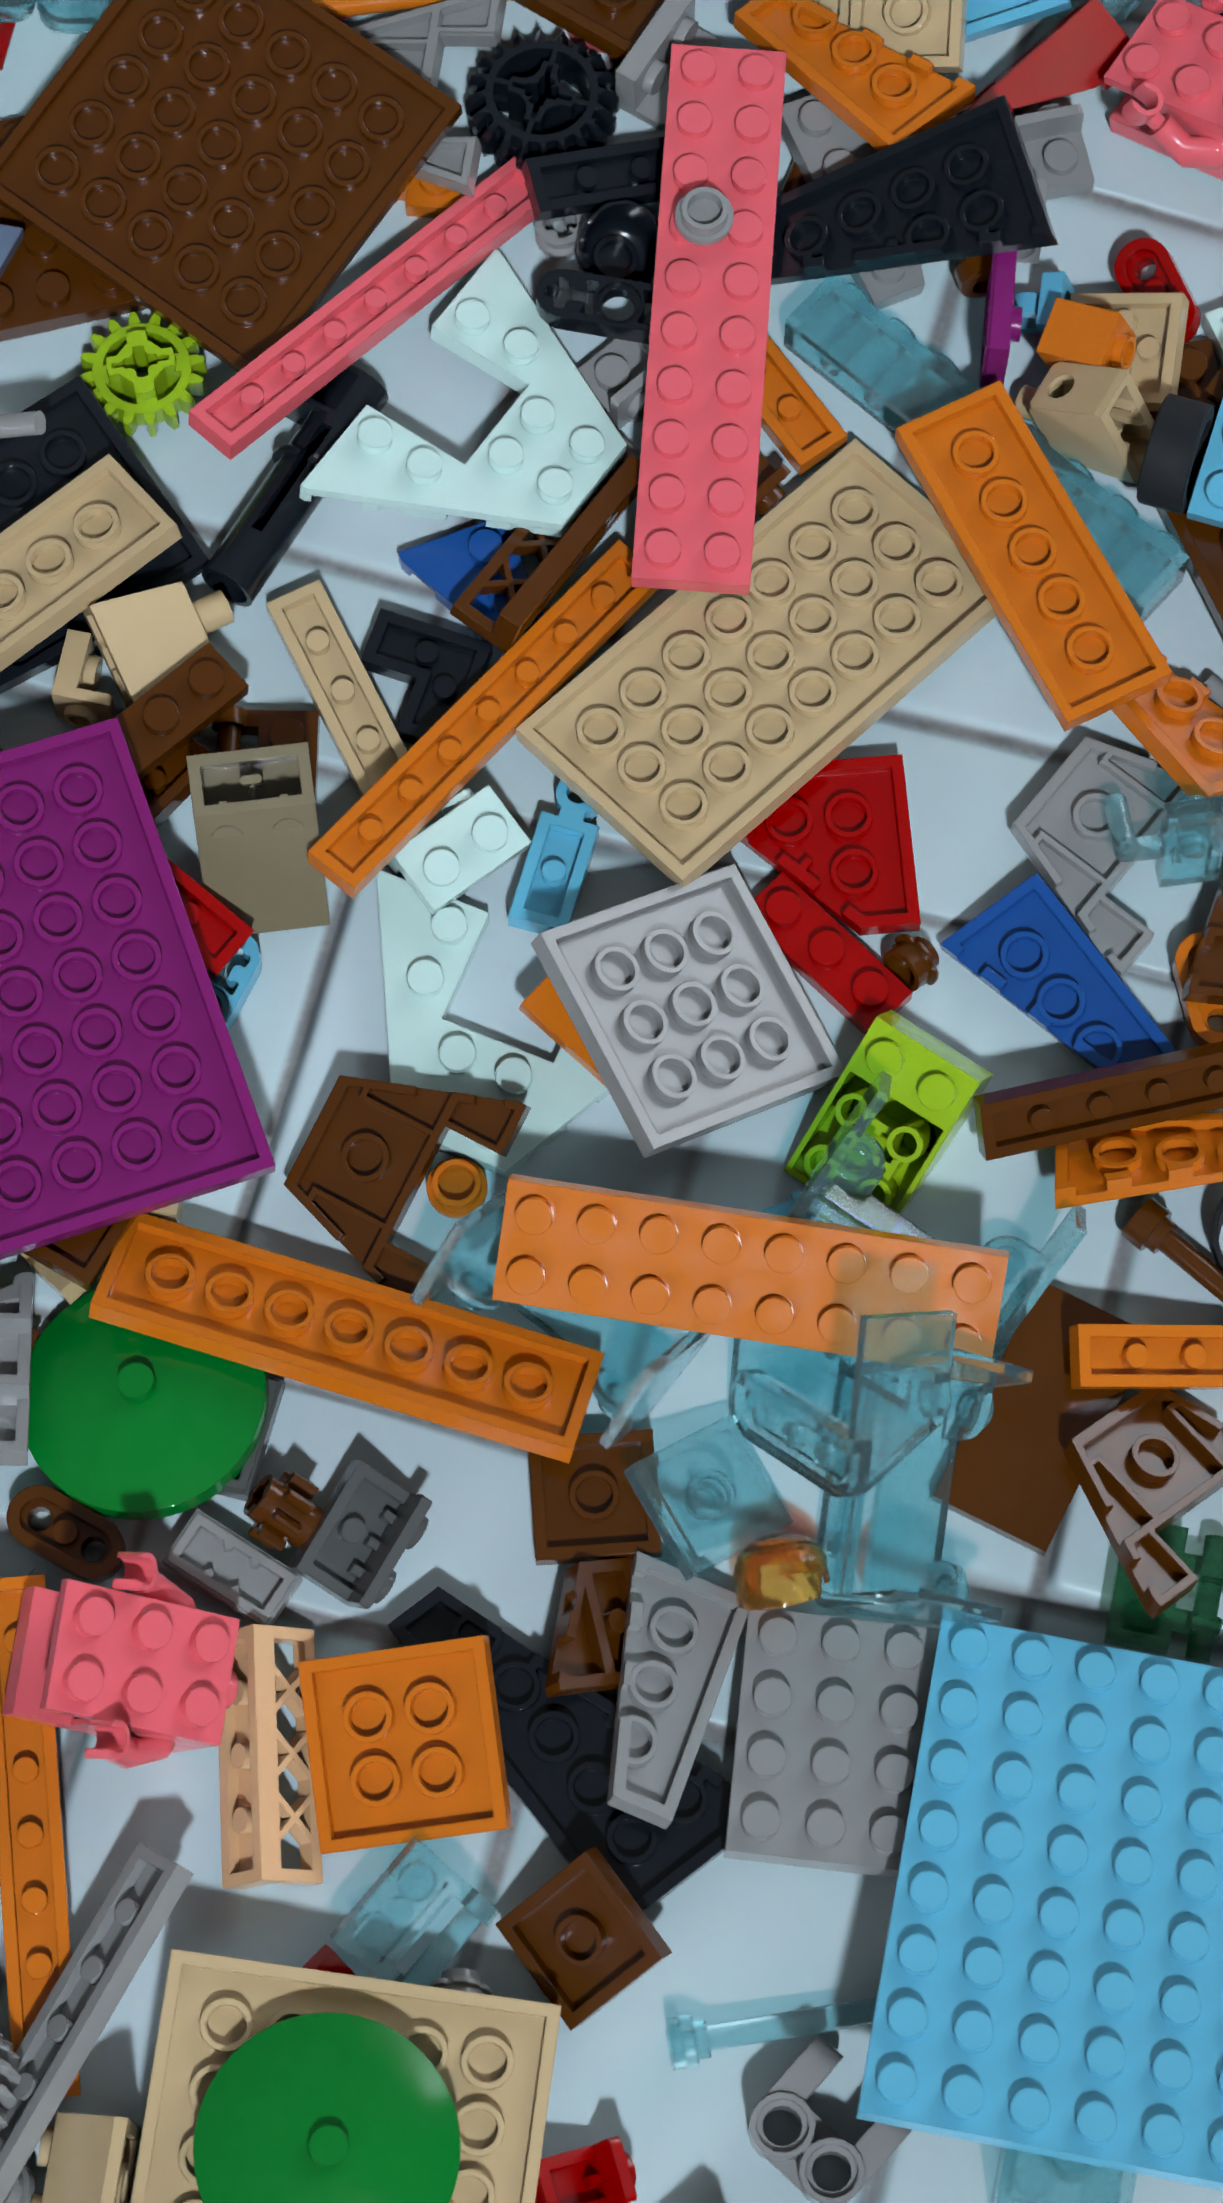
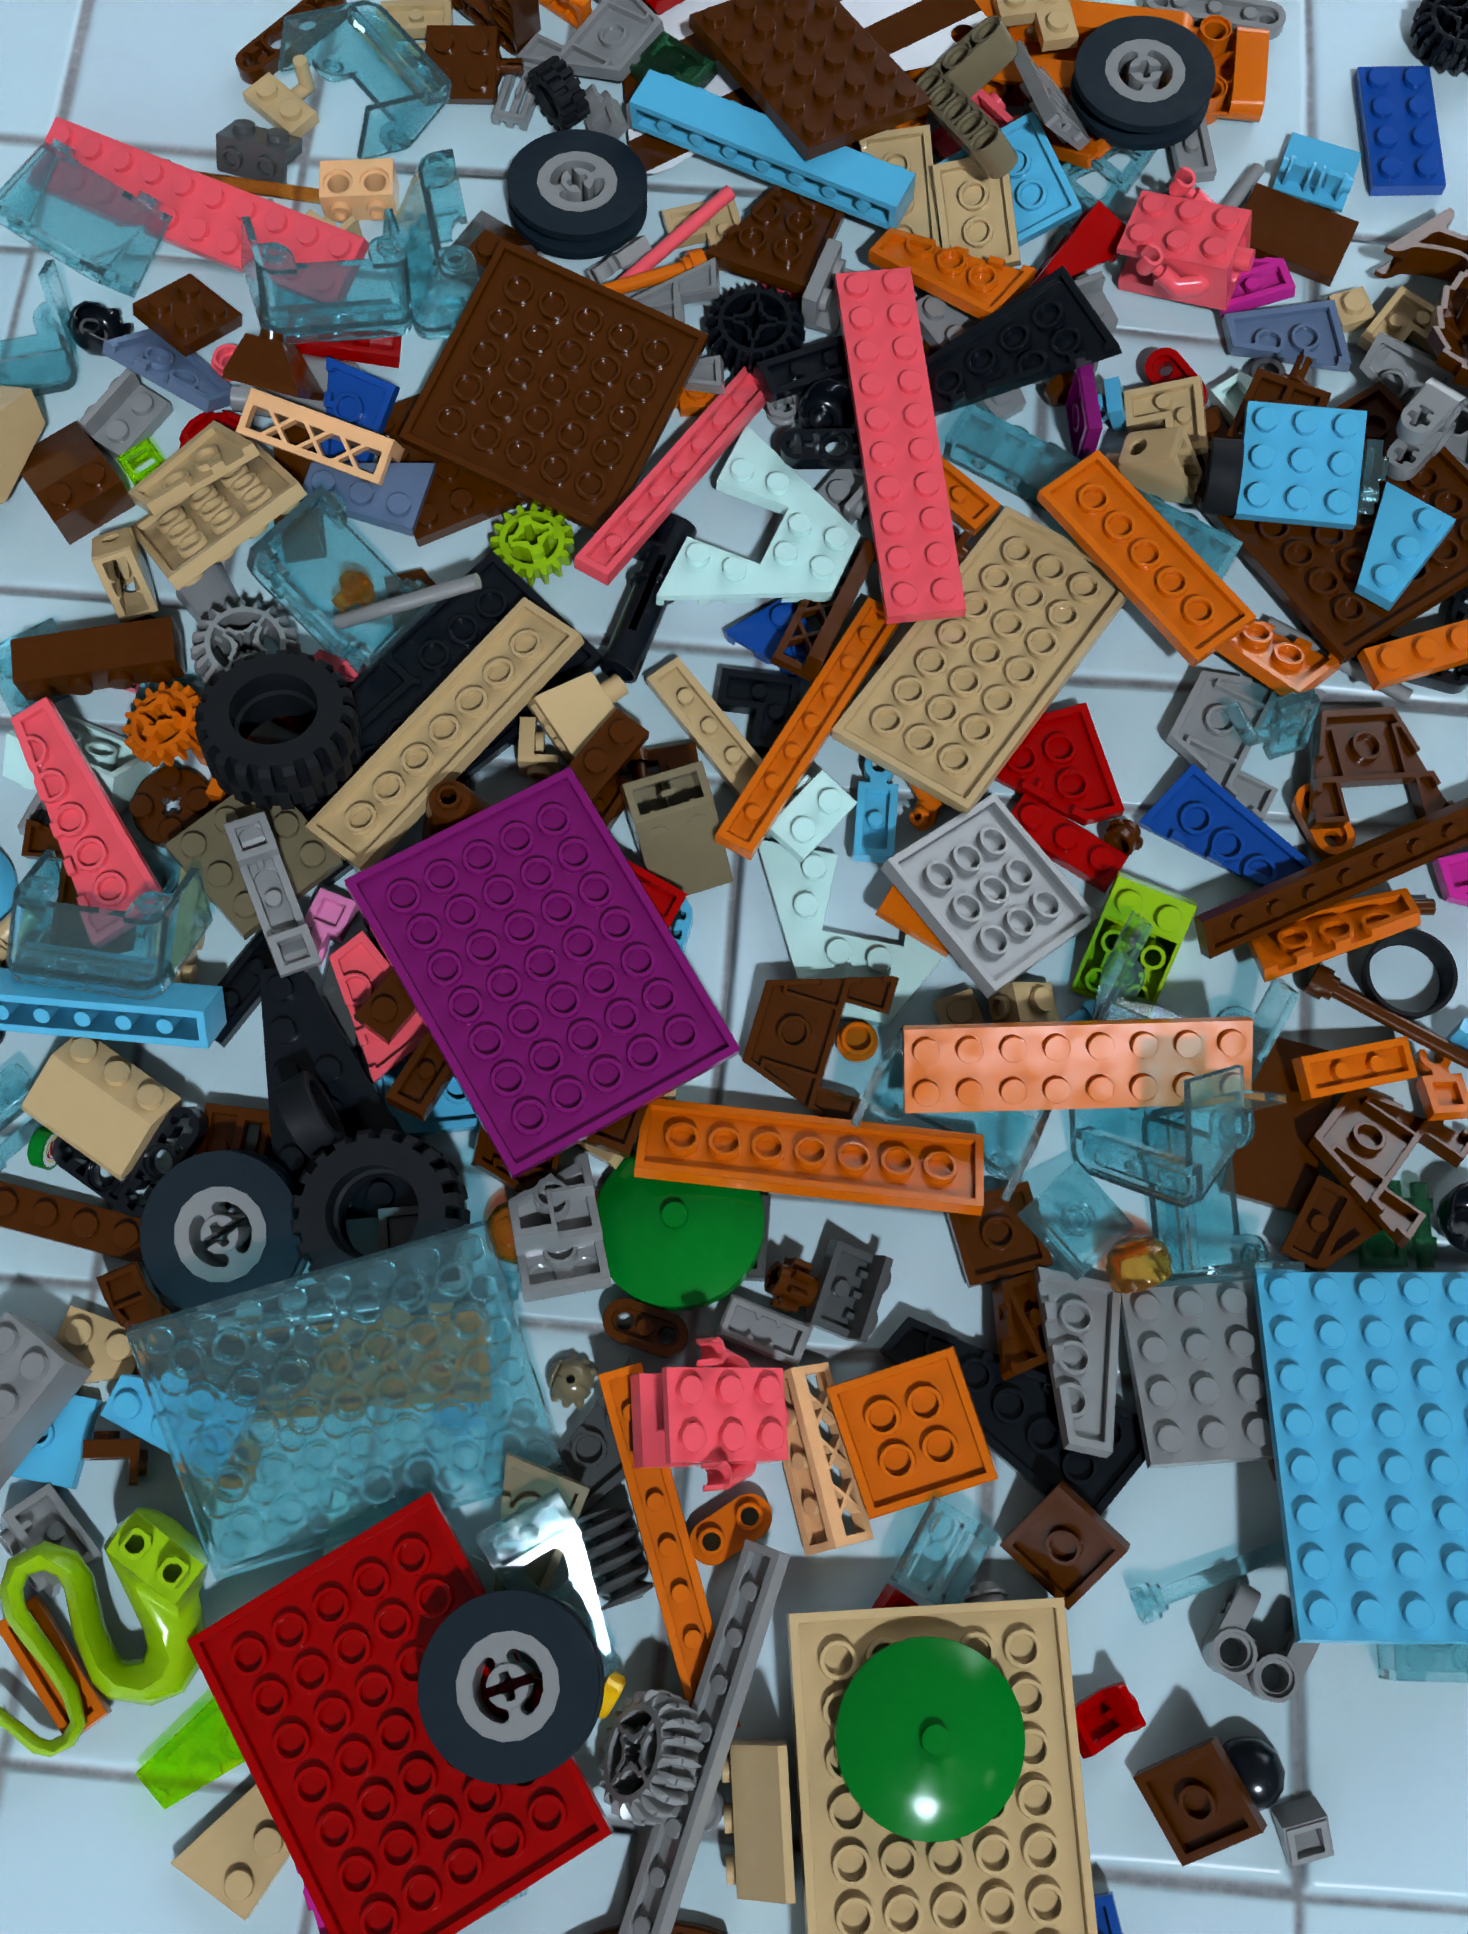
camera: 10 degrees left, 0 degrees up
(124, 1827) = (731, 1530): none -> orange plate
(612, 1167) = (957, 1009): none -> tan plate
(630, 874) = (925, 811): none -> orange arm
(704, 216) = (884, 375): light grey plate -> none
(708, 1176) = (1023, 1003): none -> tan bracket
(1063, 1573) = (1327, 1226): none -> reddish brown wing
(1086, 336) = (1144, 412): orange brick -> none

